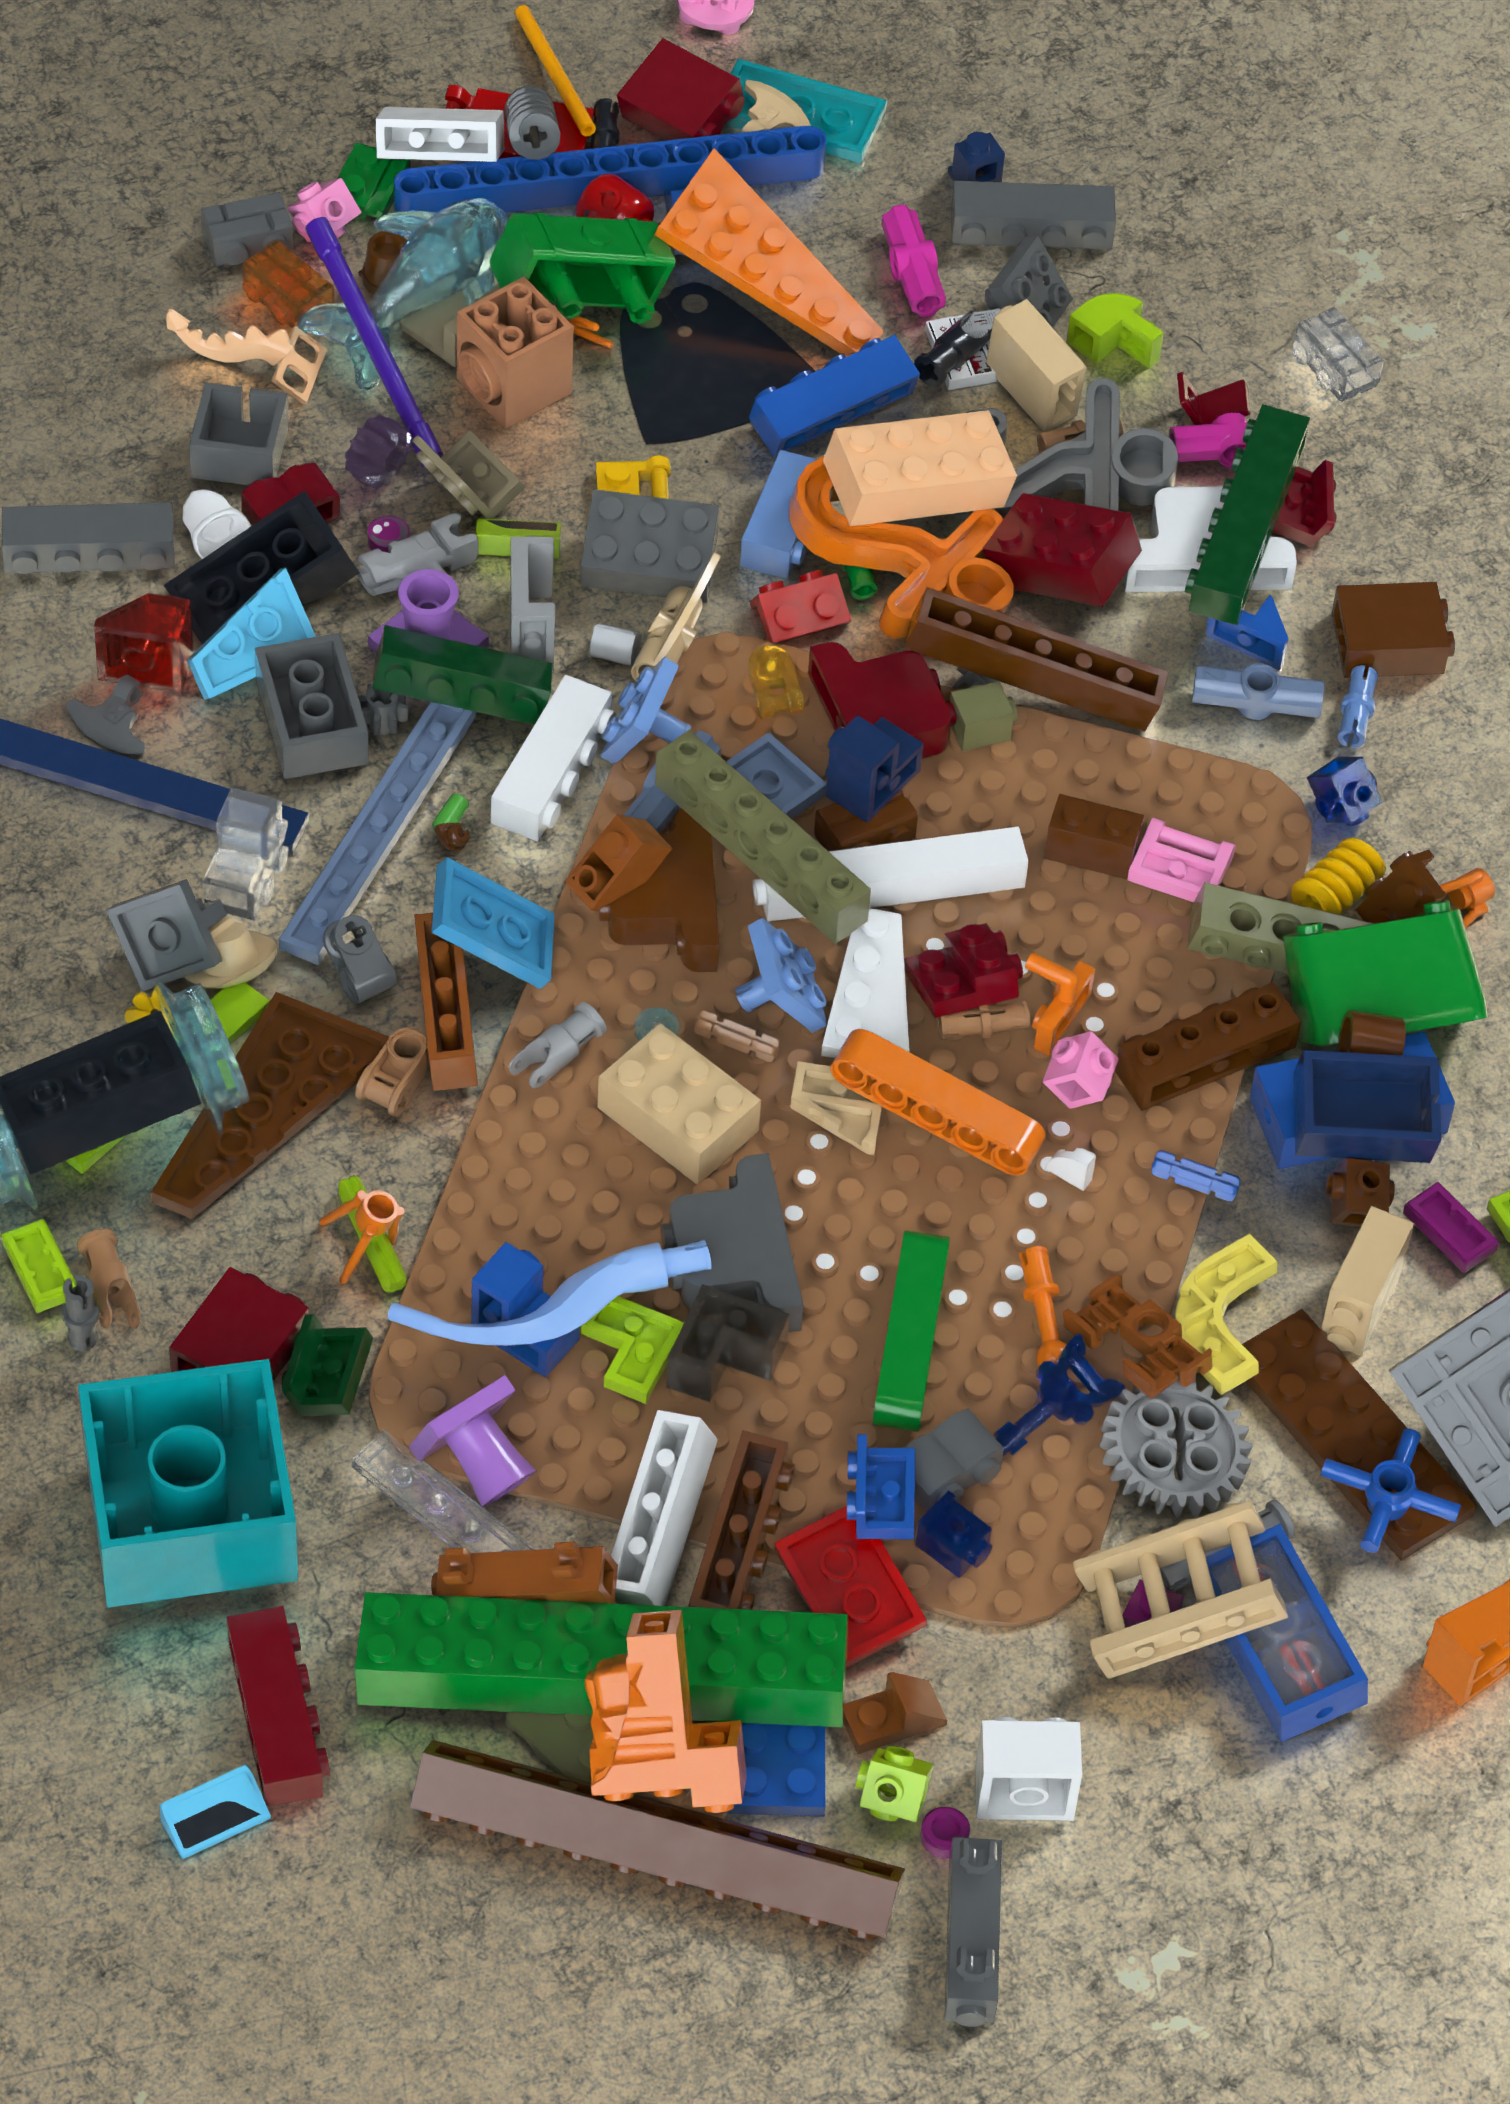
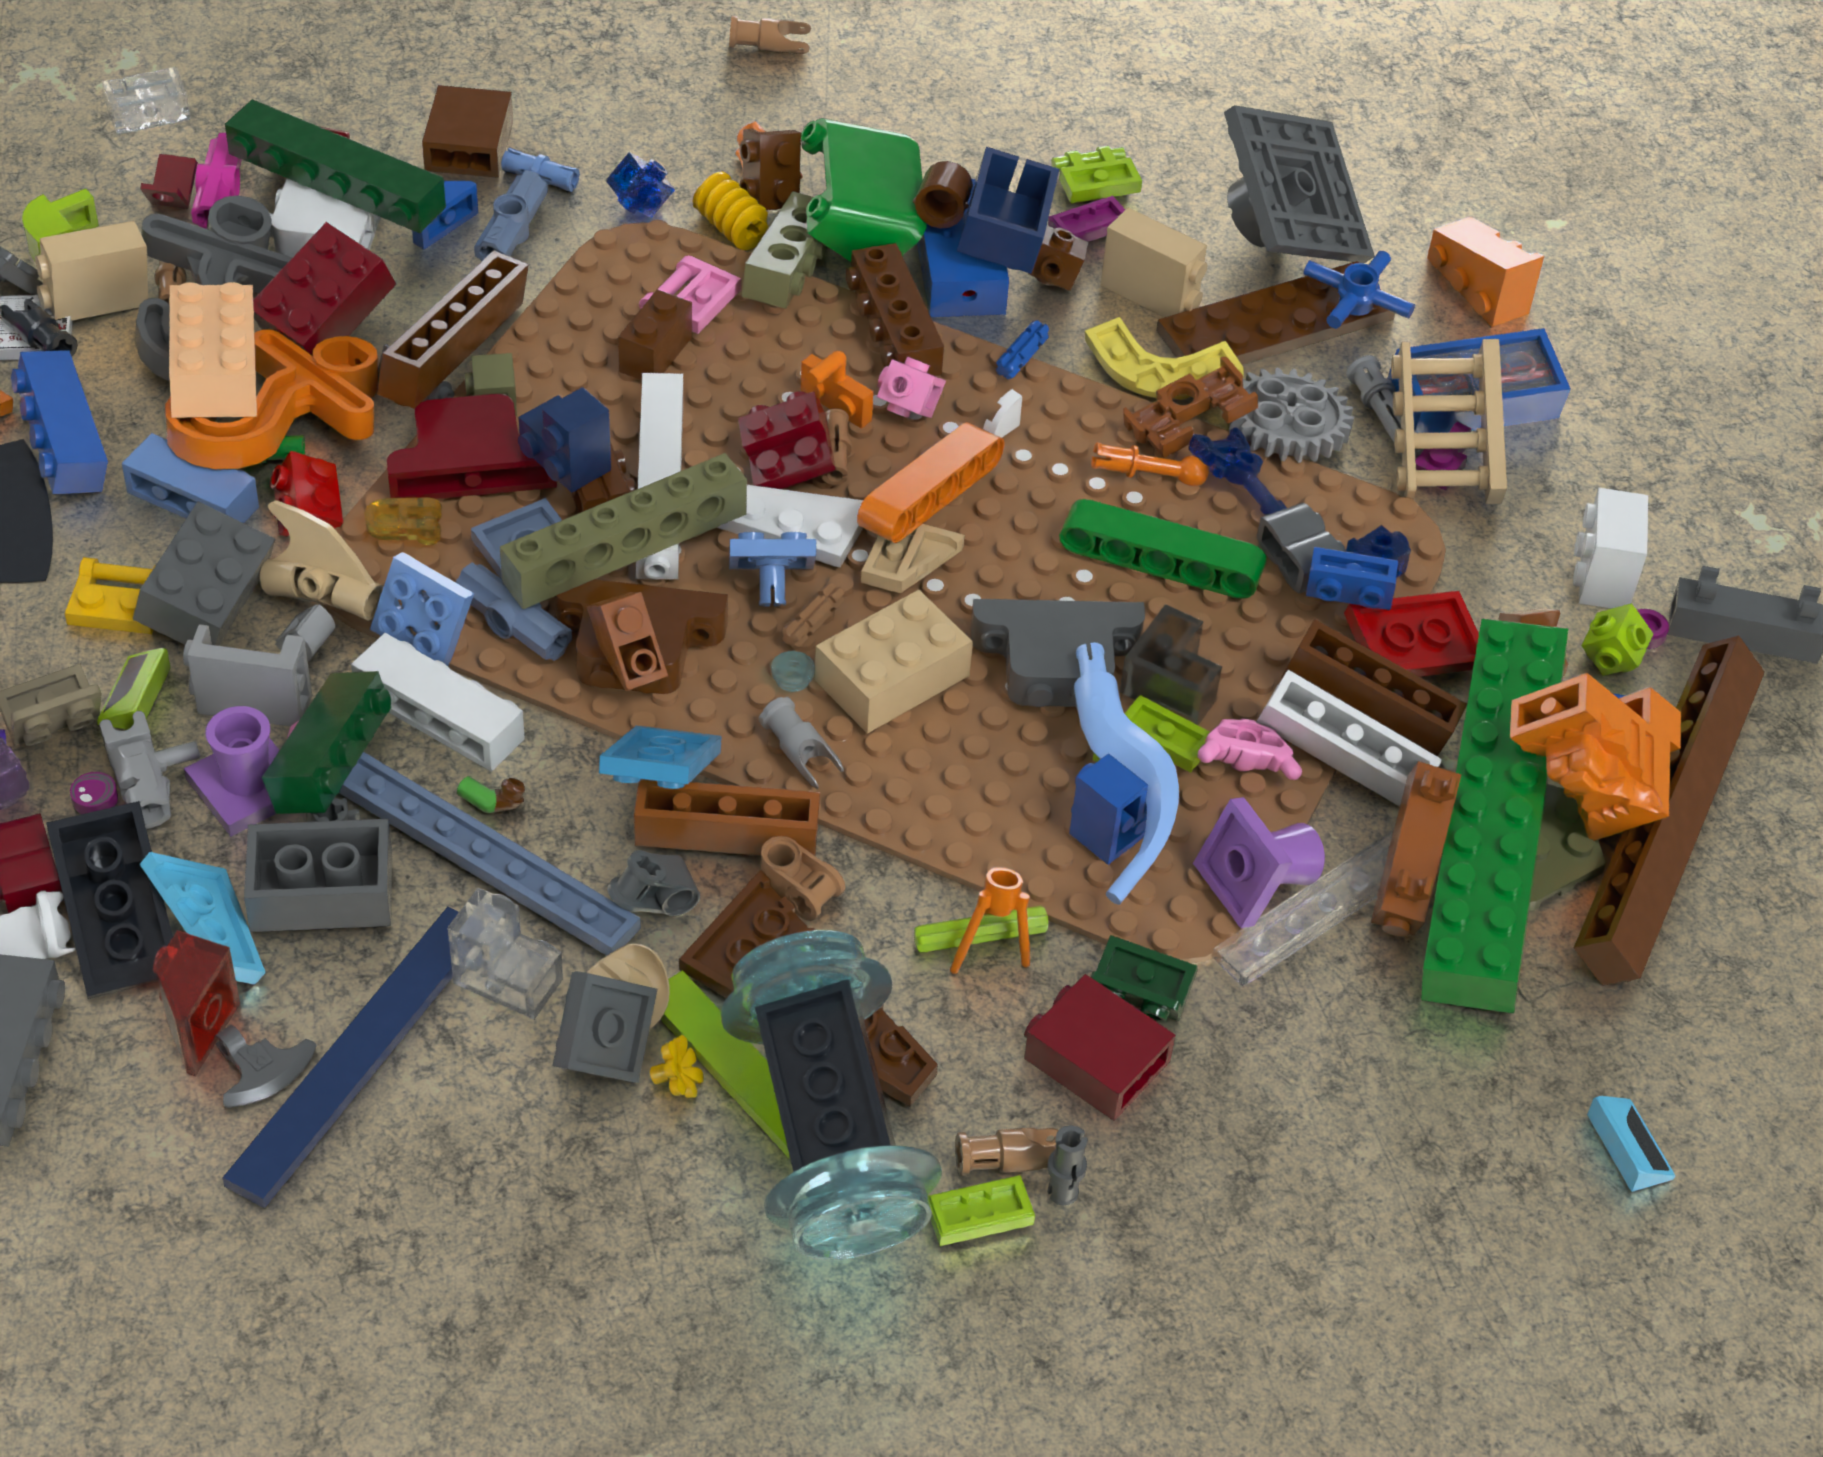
camera: 80 degrees left, 5 degrees down
(188, 1483) = (1310, 1081): teal brick -> none
(276, 1707) = (1520, 1072): dark red brick -> none
(635, 1416) = (1249, 747): none -> bright pink piece

